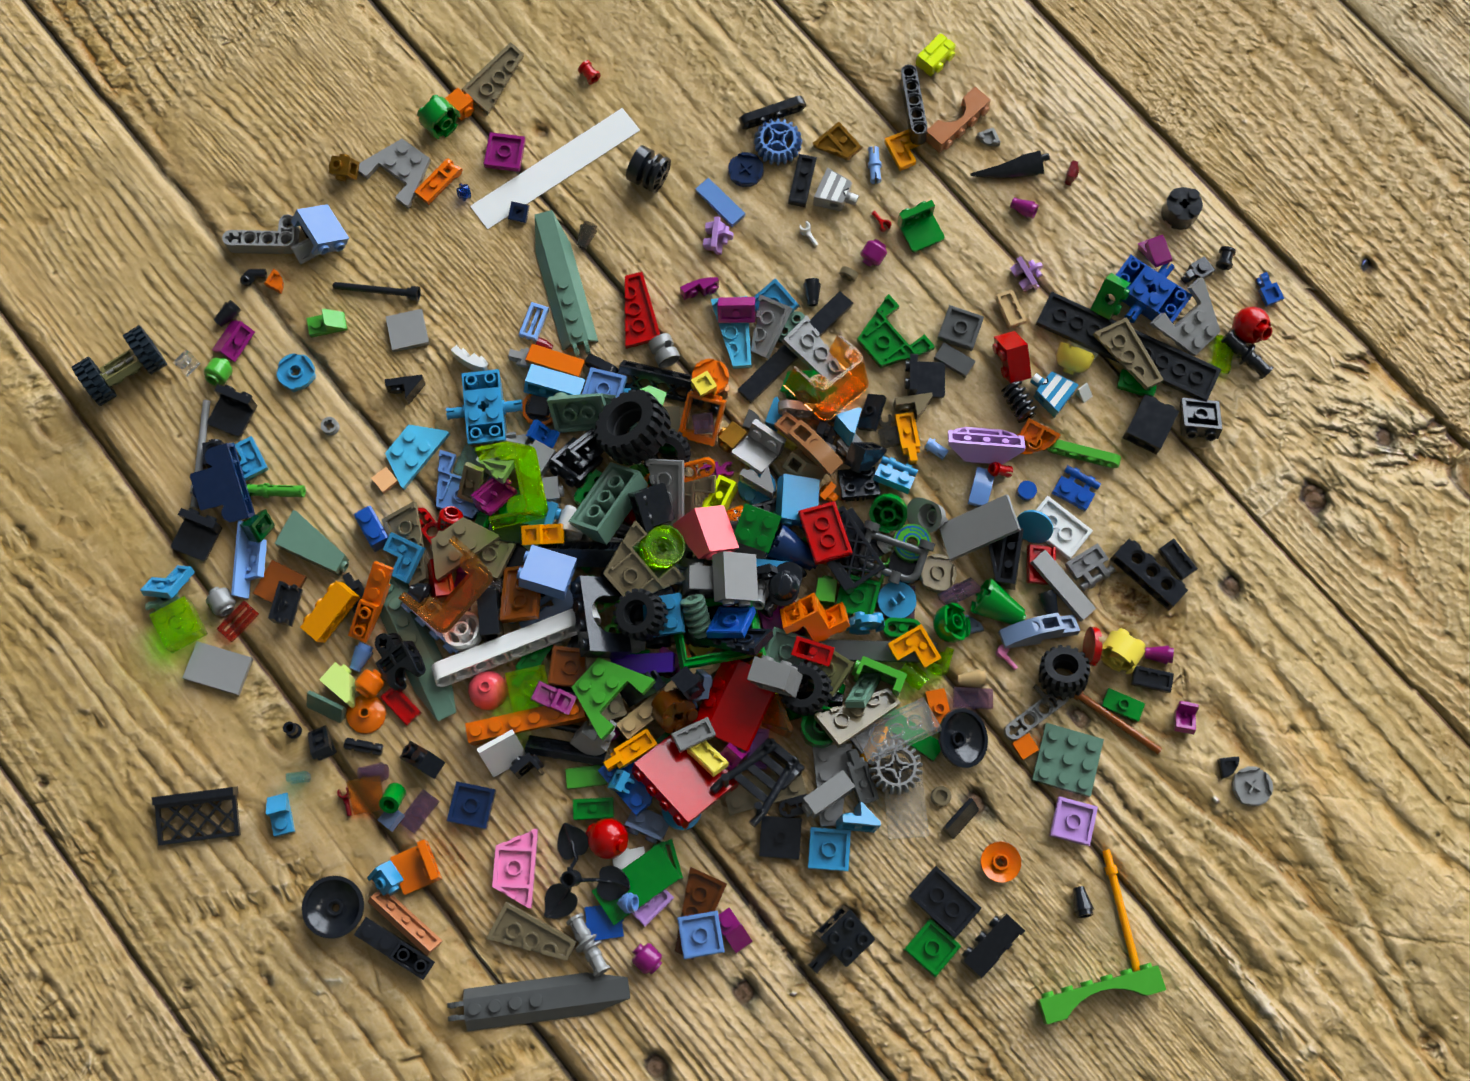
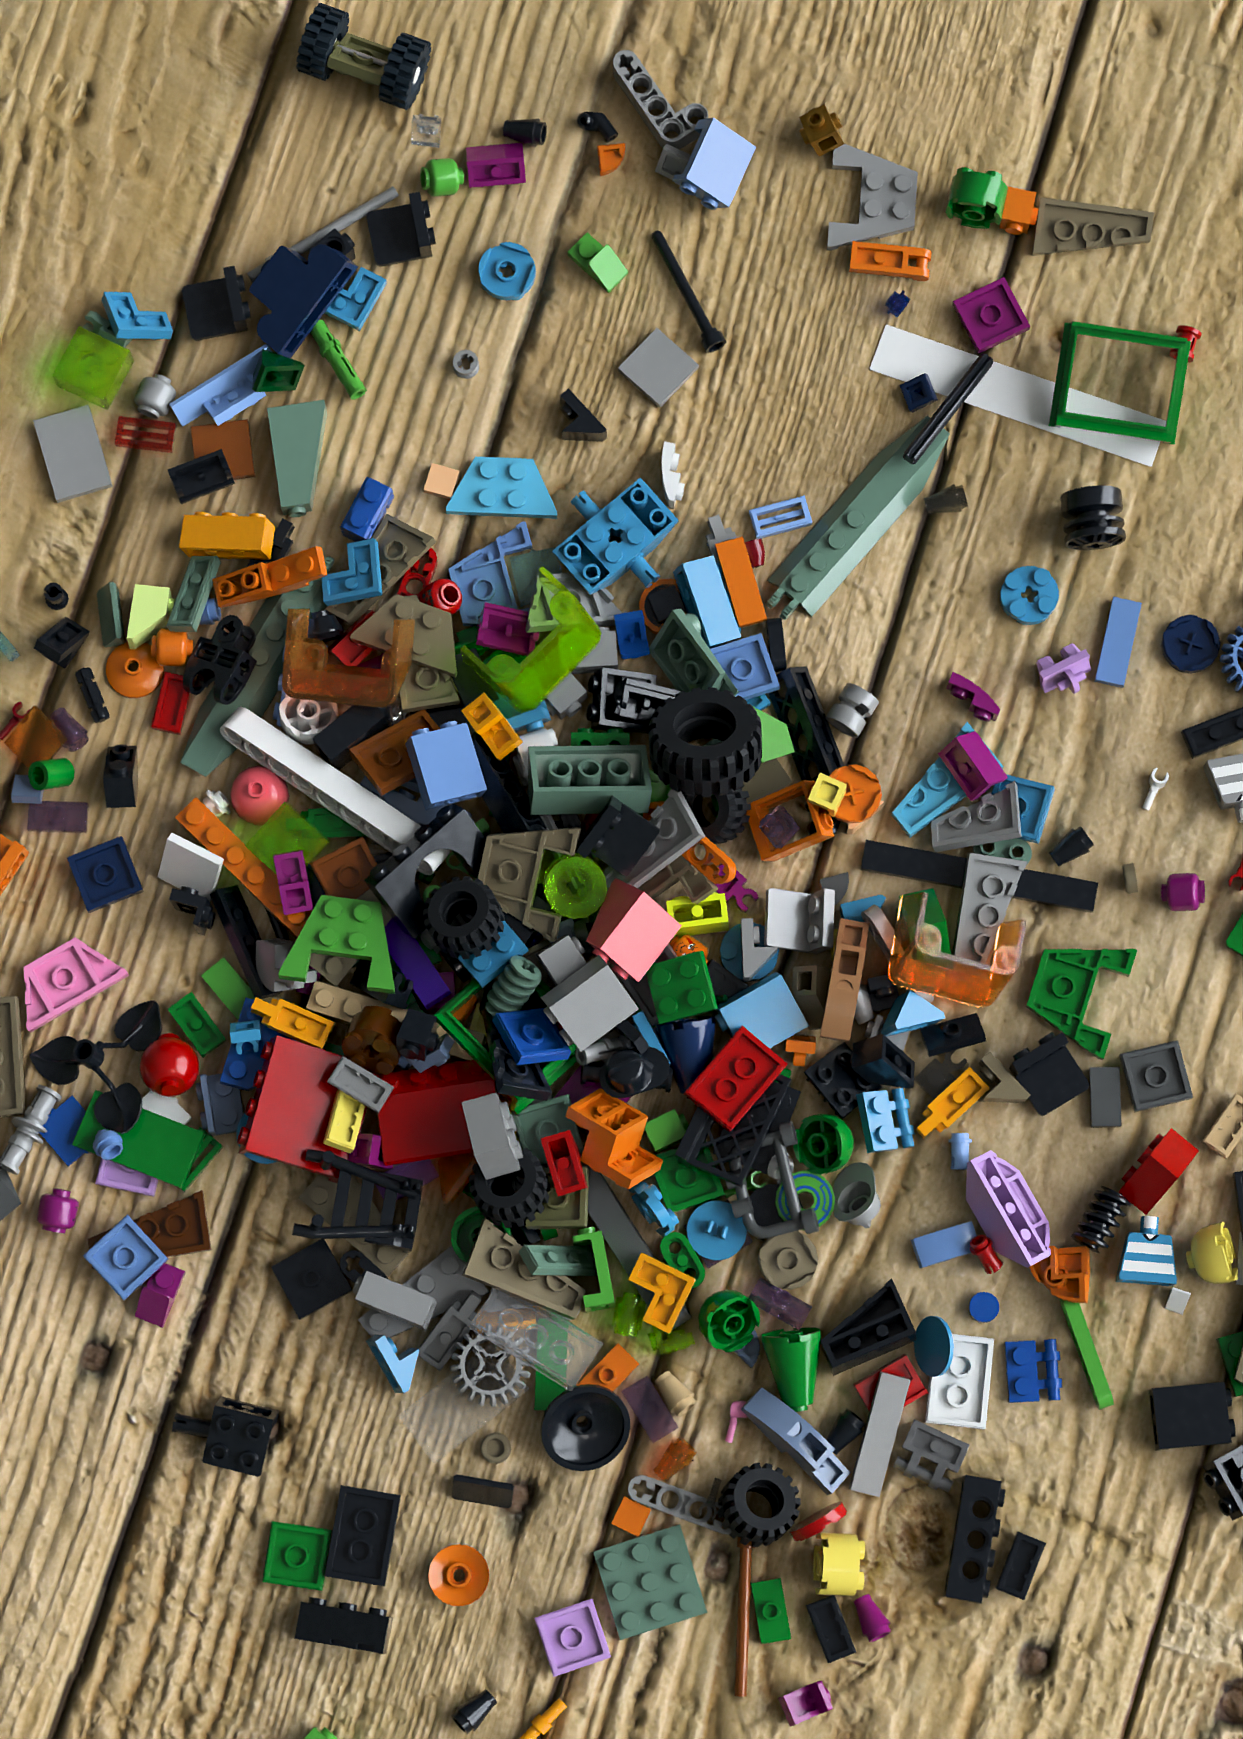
camera: 60 degrees right, 5 degrees up
(348, 651) = (193, 594): none -> sand green tile
(471, 480) = (505, 590): dark tan slope -> none
(475, 715) = (216, 803): none -> white plate
(538, 202) = (948, 408): none -> black axle
(579, 150) = (1060, 418): none -> green piece
(639, 313) = (878, 649): red wing -> none
(669, 236) = (1019, 608): none -> dark azure plate
(730, 437) = (791, 874): pearl gold brick -> none
(829, 849) = (335, 1348): dark azure plate -> none
(979, 527) = (880, 1274): light grey tile -> none
(1008, 701) = (675, 1458): none -> clear orange cone

